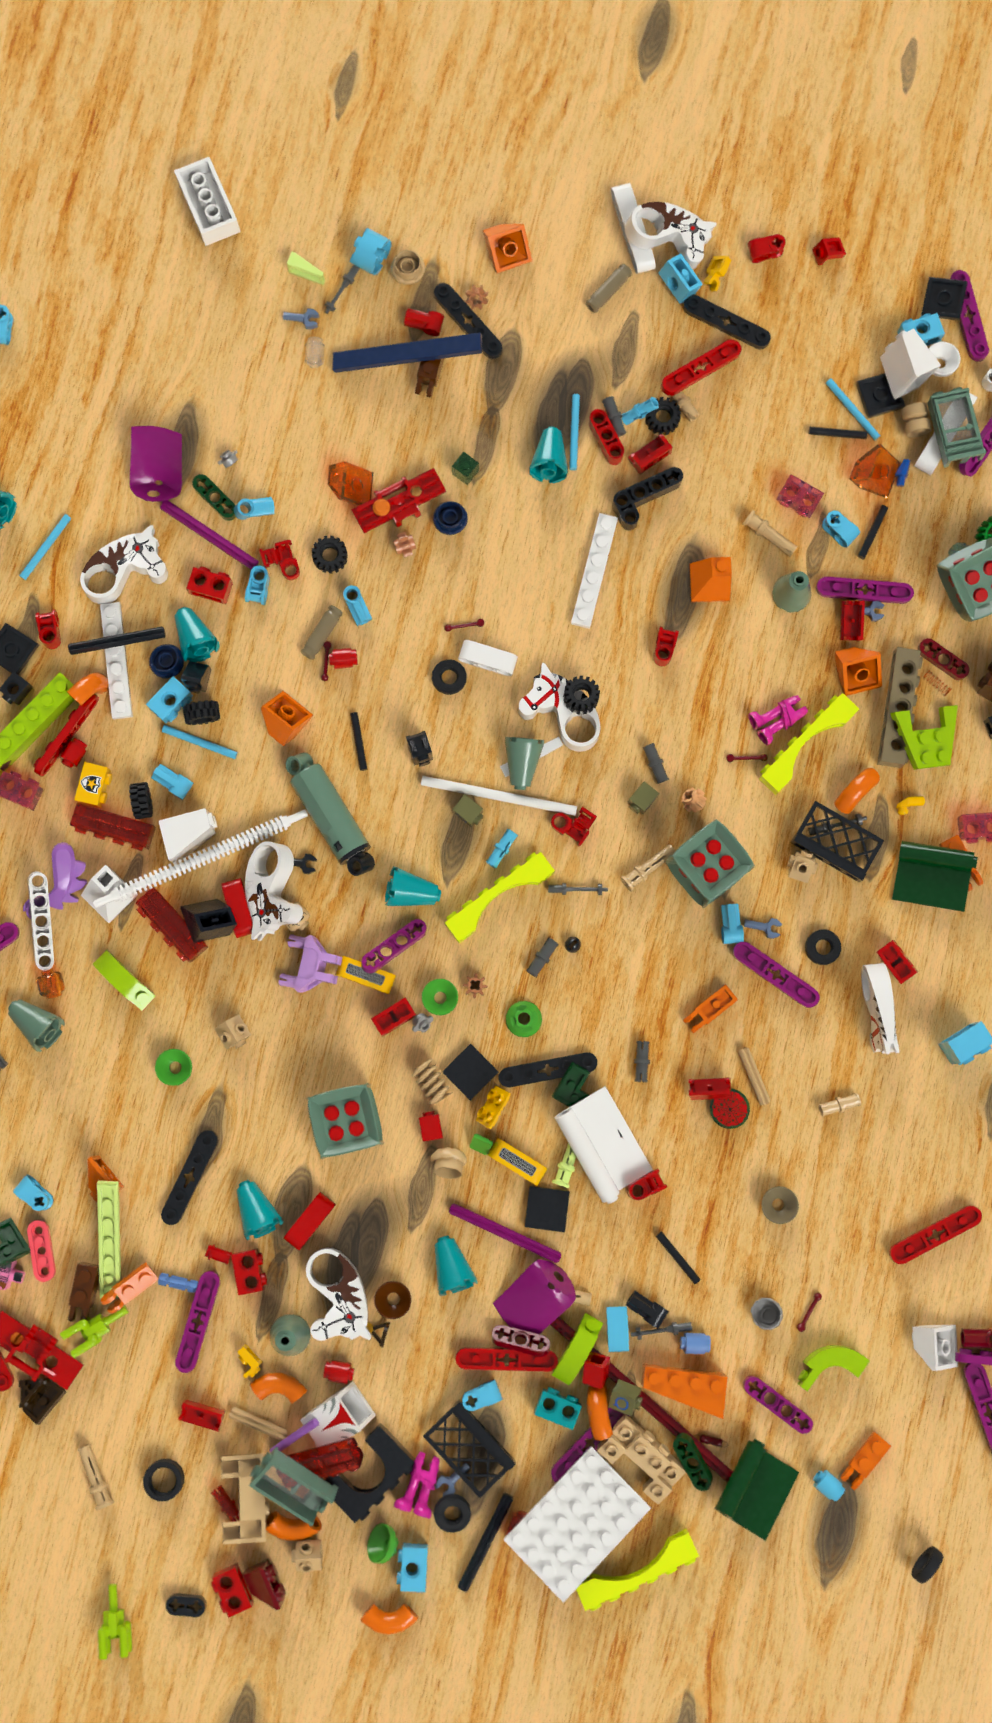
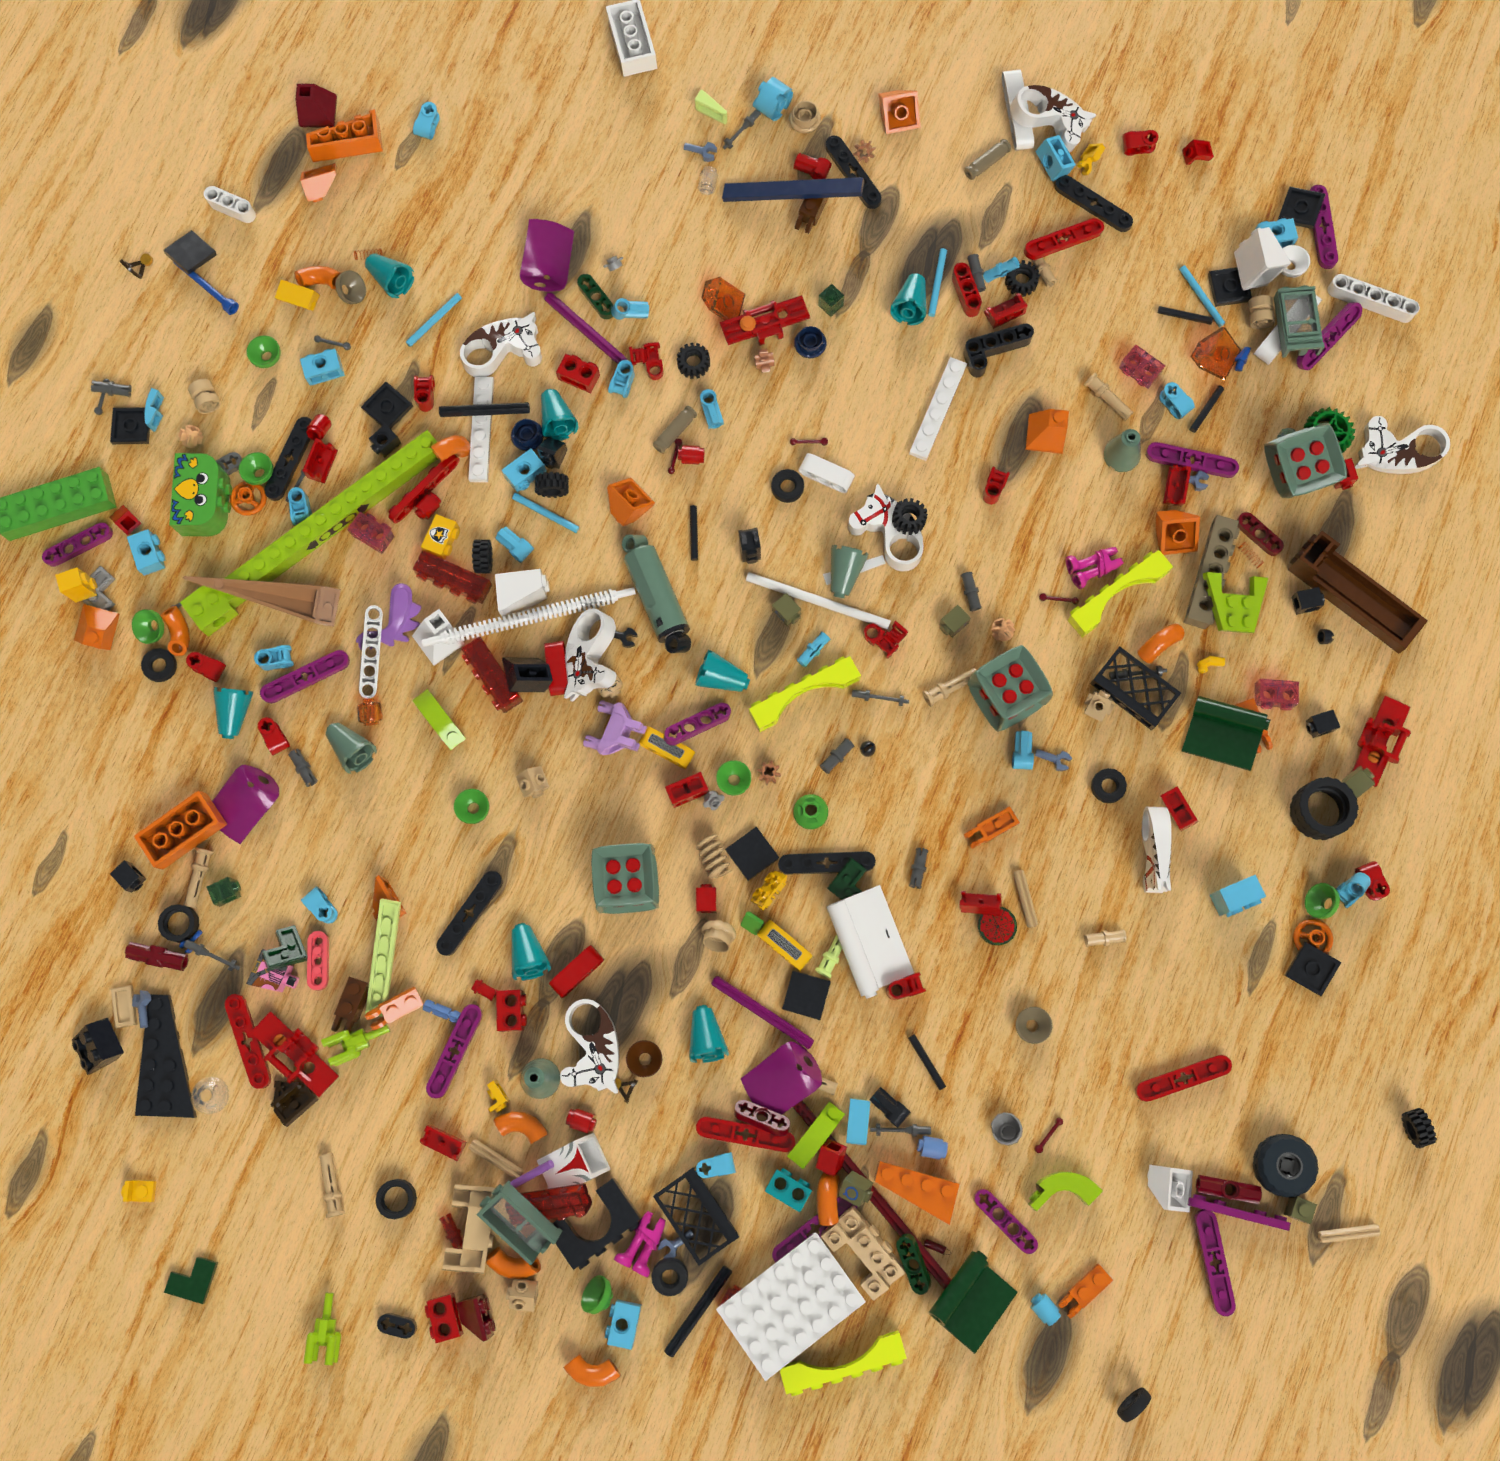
camera: 15 degrees right, 5 degrees down
(792, 986) = (1074, 818): magenta piece -> none

